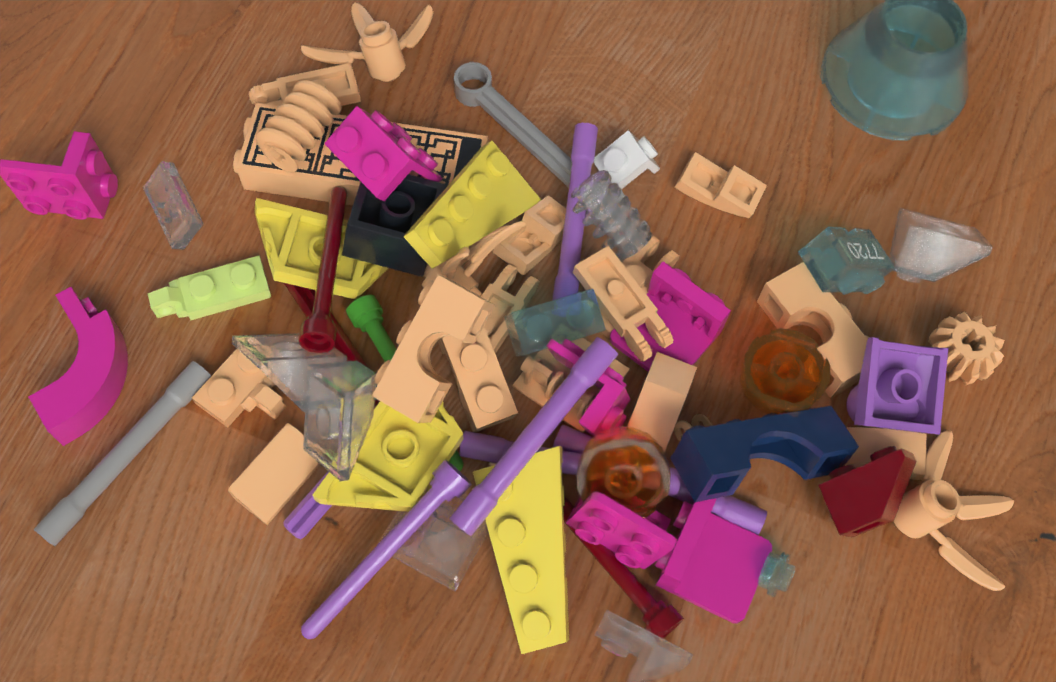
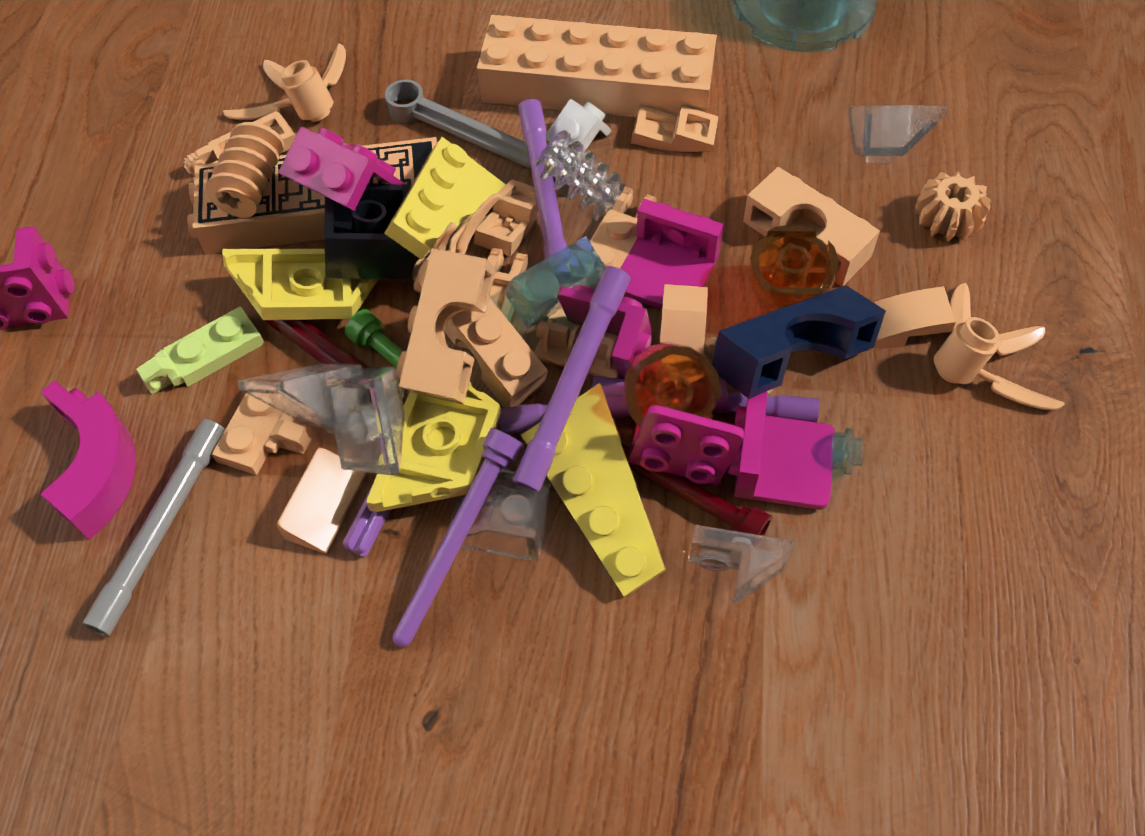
camera: 10 degrees left, 5 degrees down
(172, 205) = (137, 283): clear plate -> none
(318, 331) = (324, 345): dark red piece -> none
(622, 301) = (618, 246): light nougat hinge -> none
(664, 100) = (596, 64): none -> light nougat brick
(846, 260) = (816, 156): clear light blue brick -> none
(868, 494) = (910, 350): dark red slope -> none
(900, 387) = (904, 250): medium lavender slope -> none

